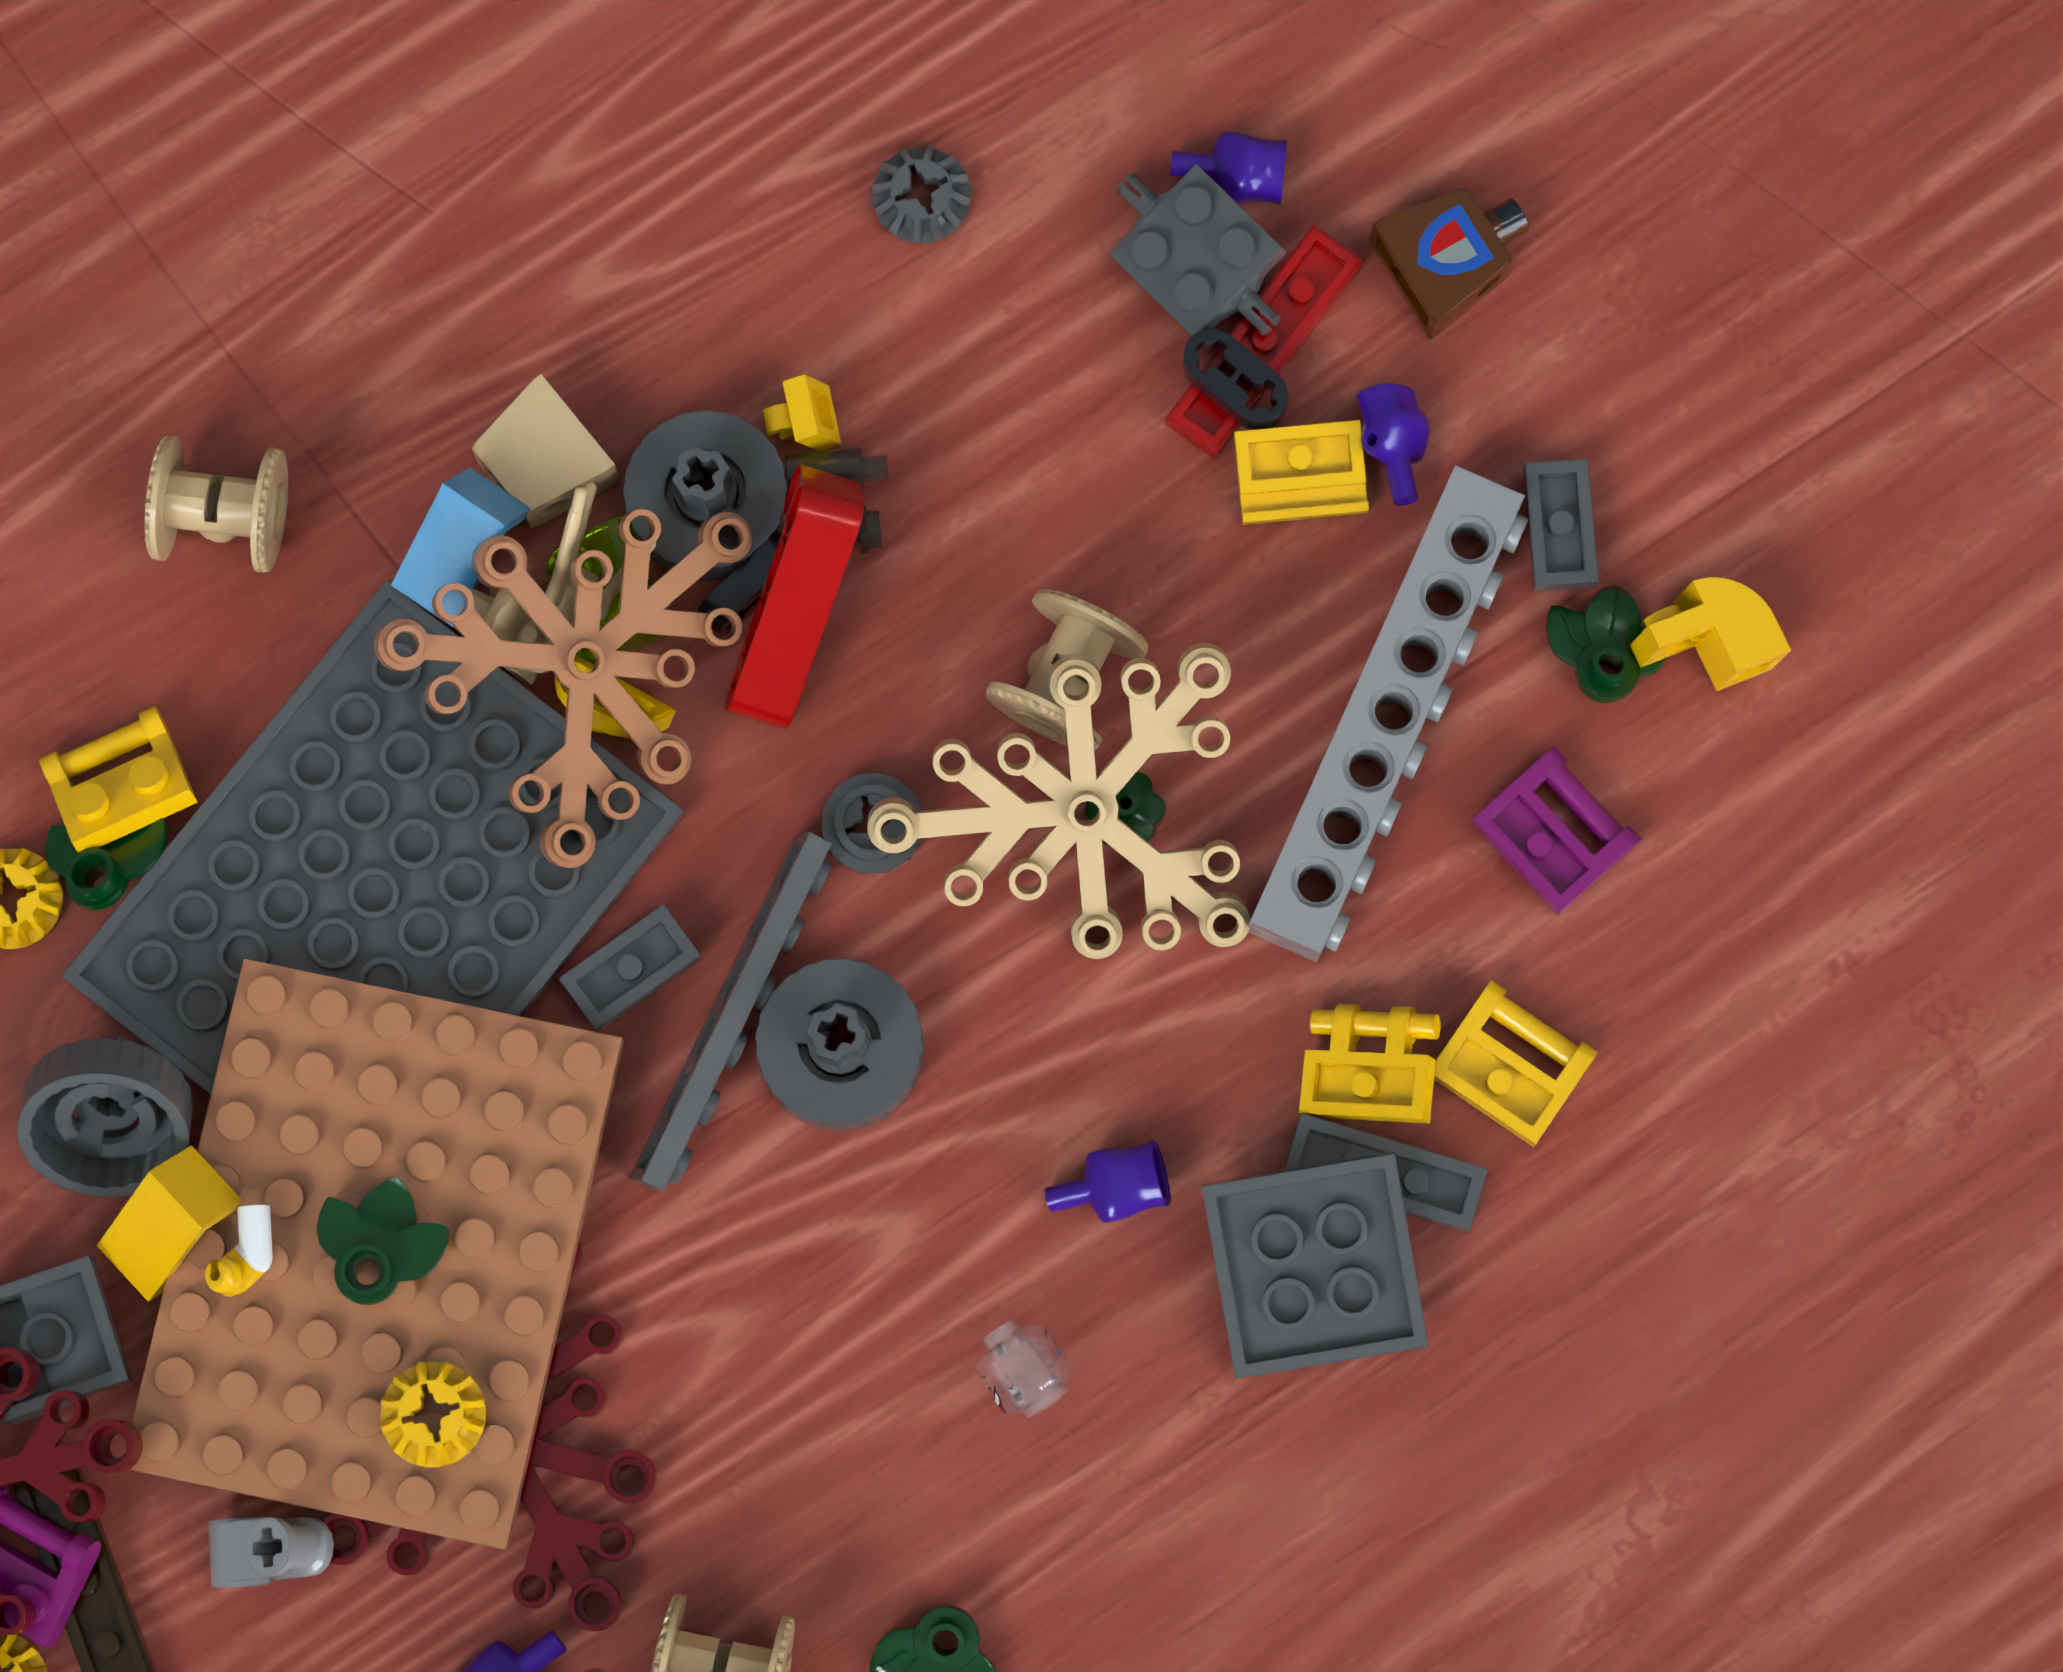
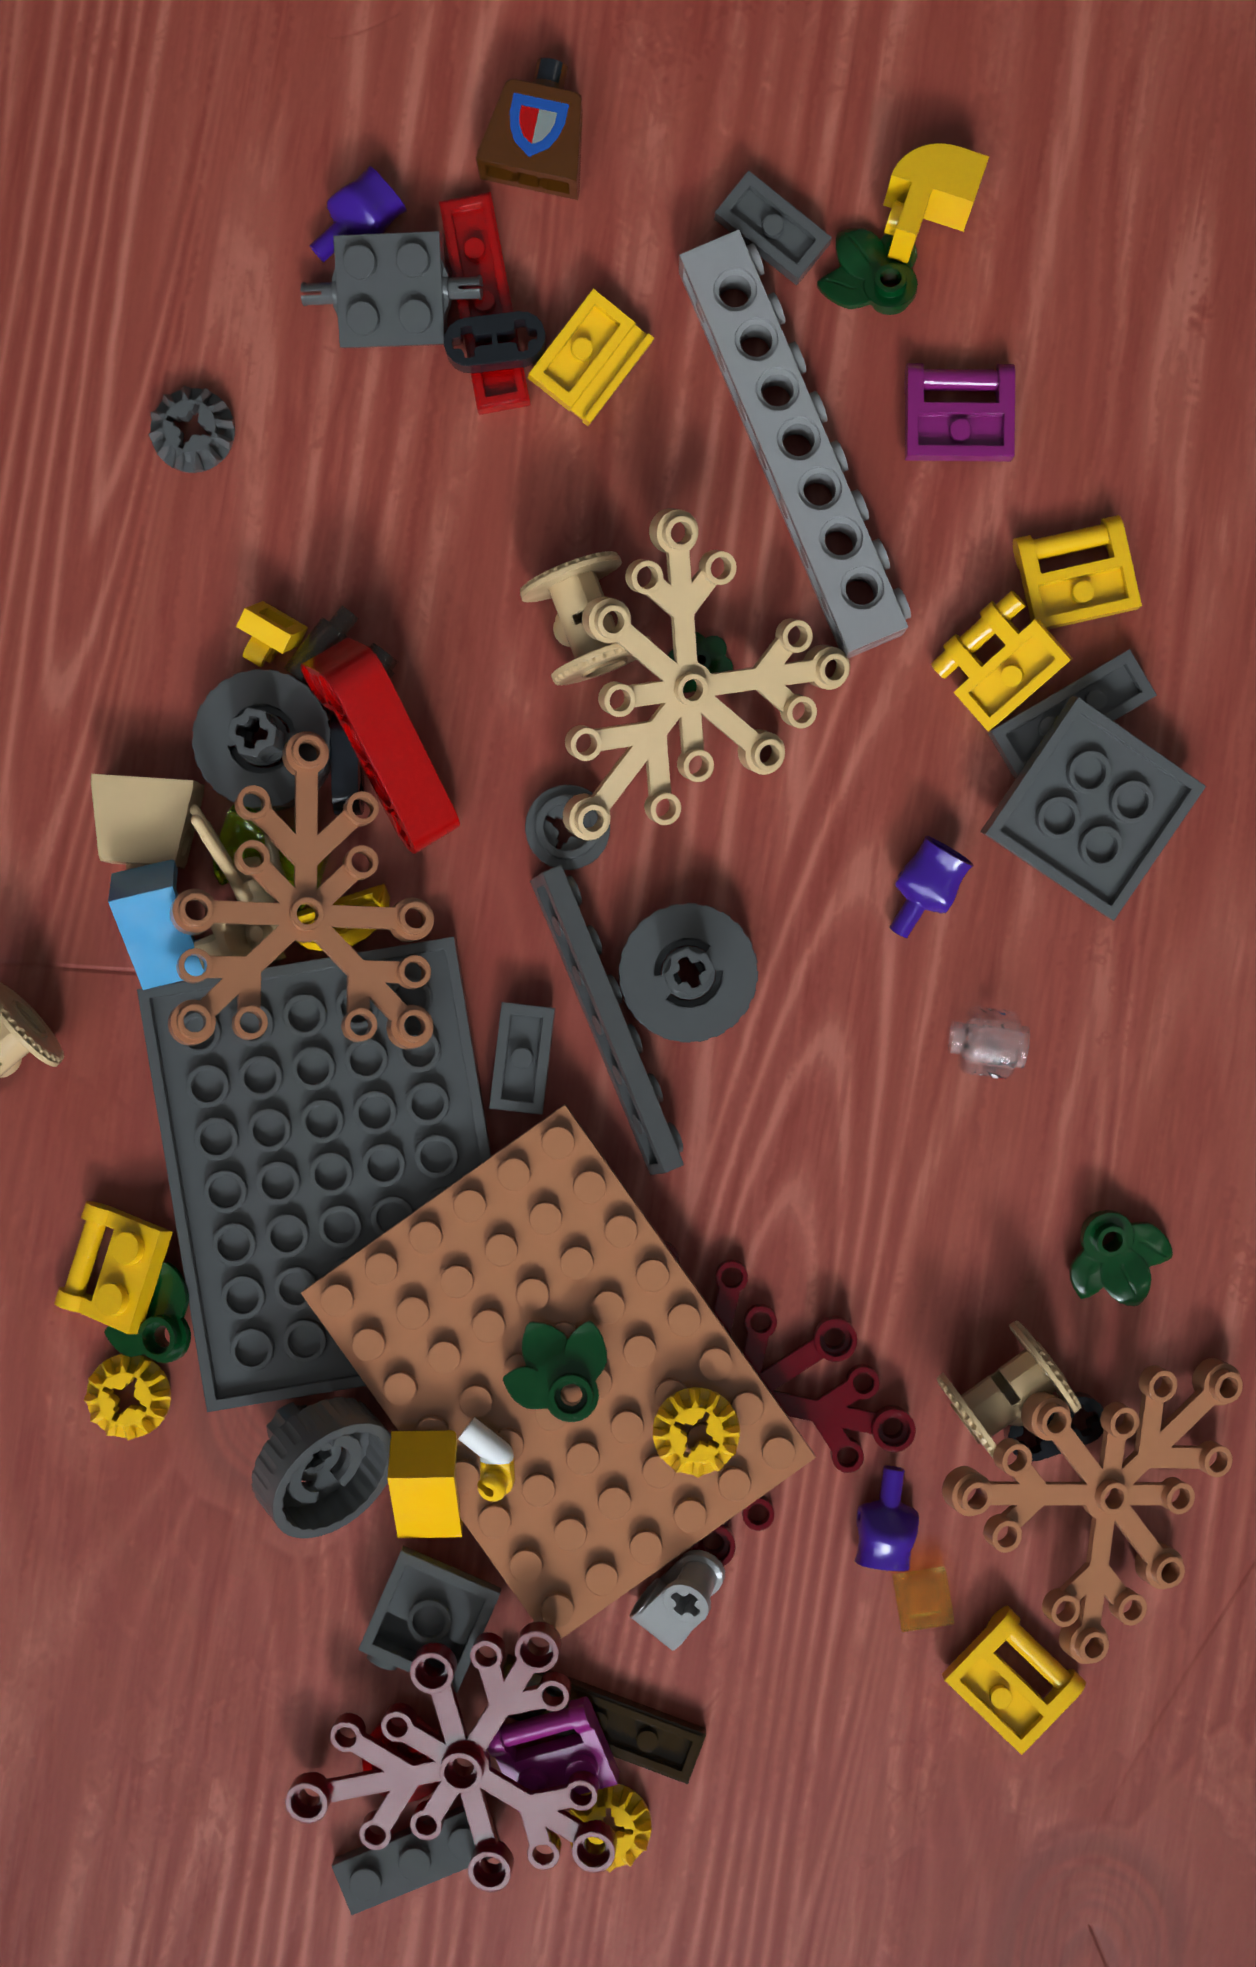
camera: 50 degrees left, 10 degrees up
(1395, 435) = (622, 276): dark purple piece -> none

